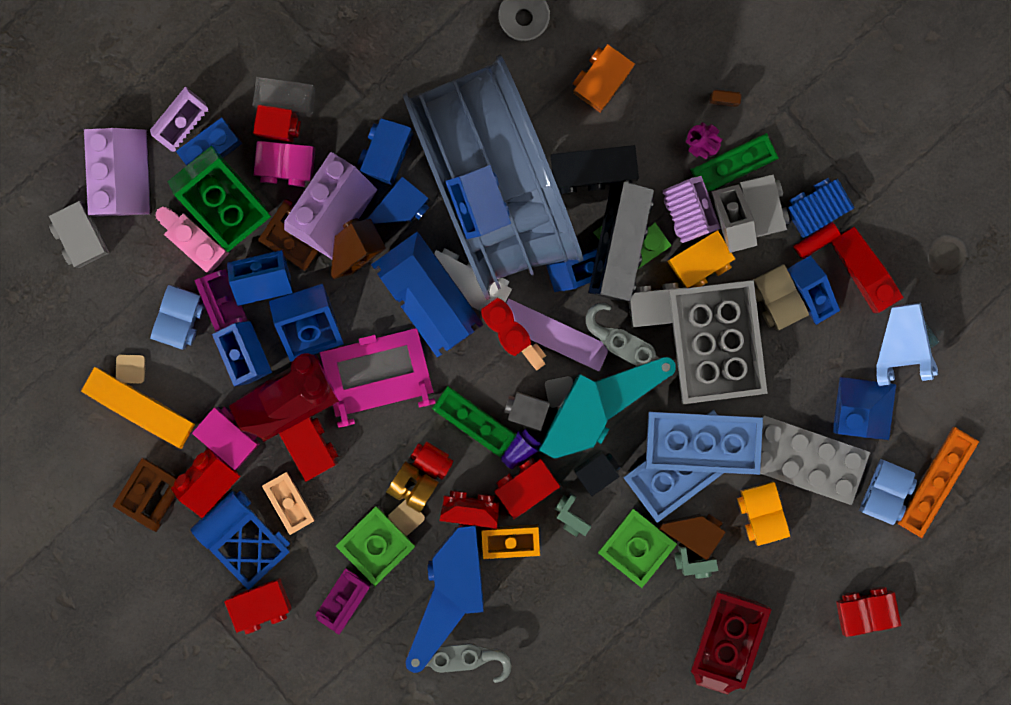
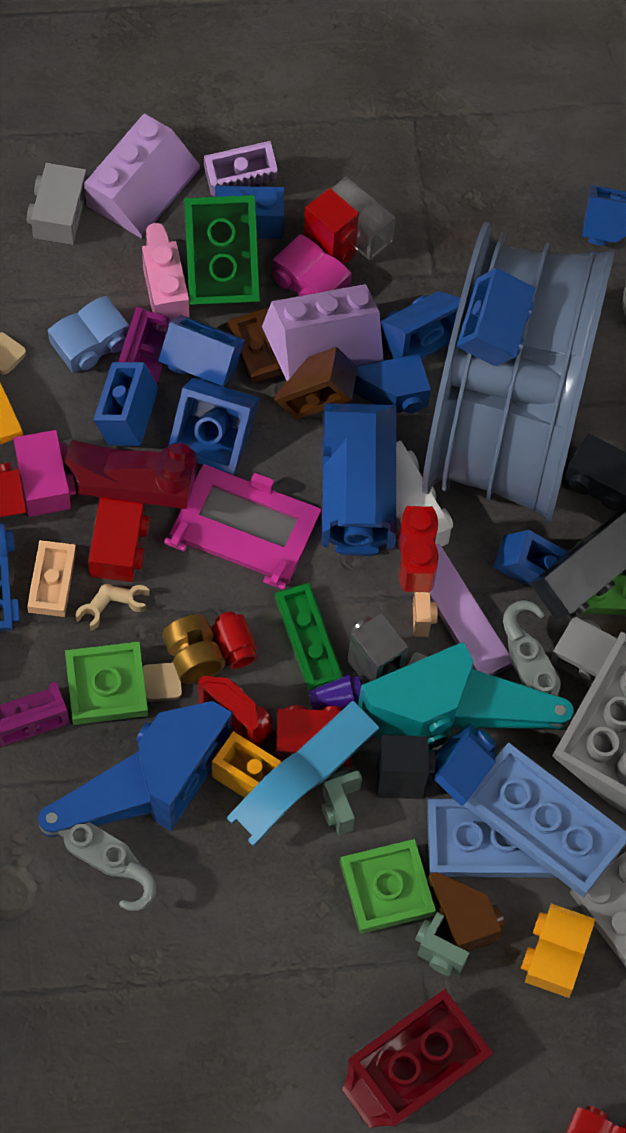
camera: 30 degrees right, 25 degrees down
(328, 488) = (111, 593): none -> tan arm
(542, 521) = (303, 771): none -> dark azure piece
(632, 445) = (464, 762): none -> blue slope

